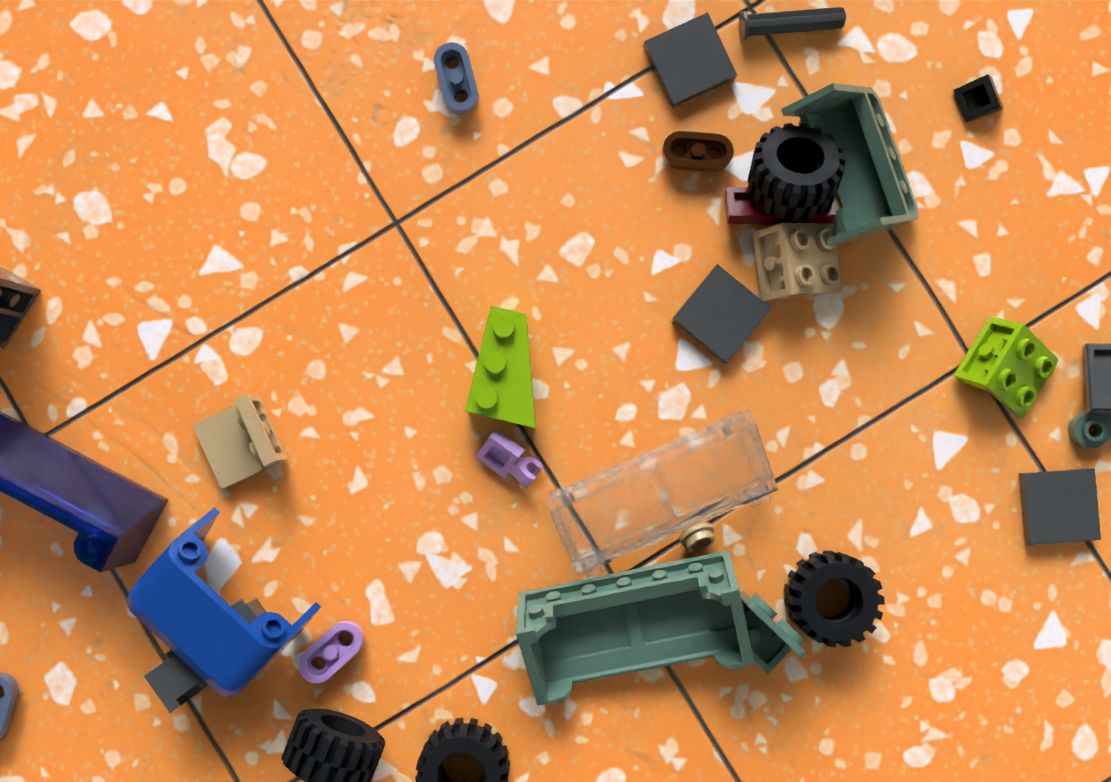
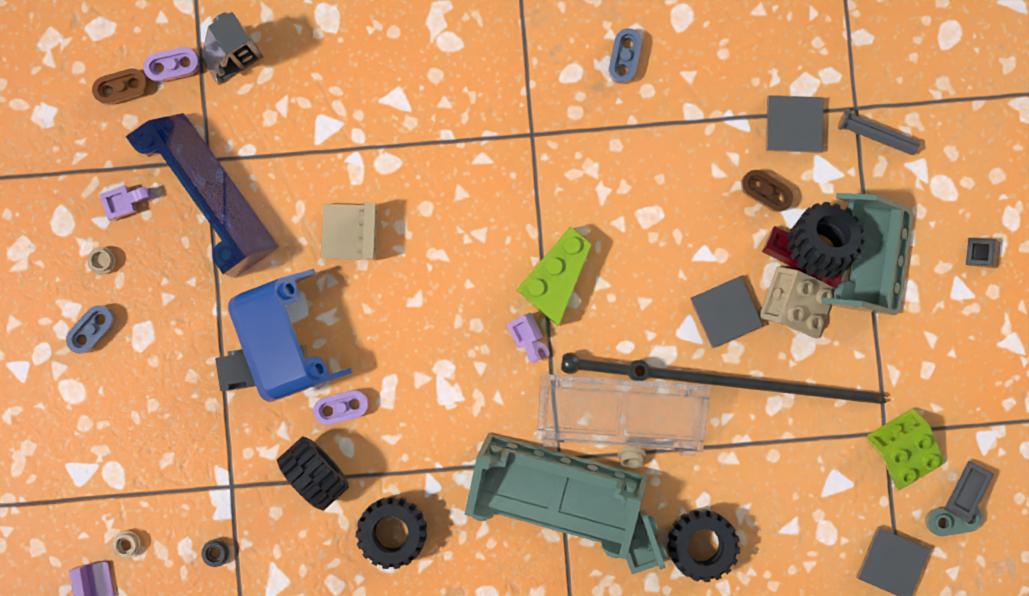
camera: 25 degrees right, 0 degrees up
(574, 464) = (572, 363): none -> pearl dark grey bar

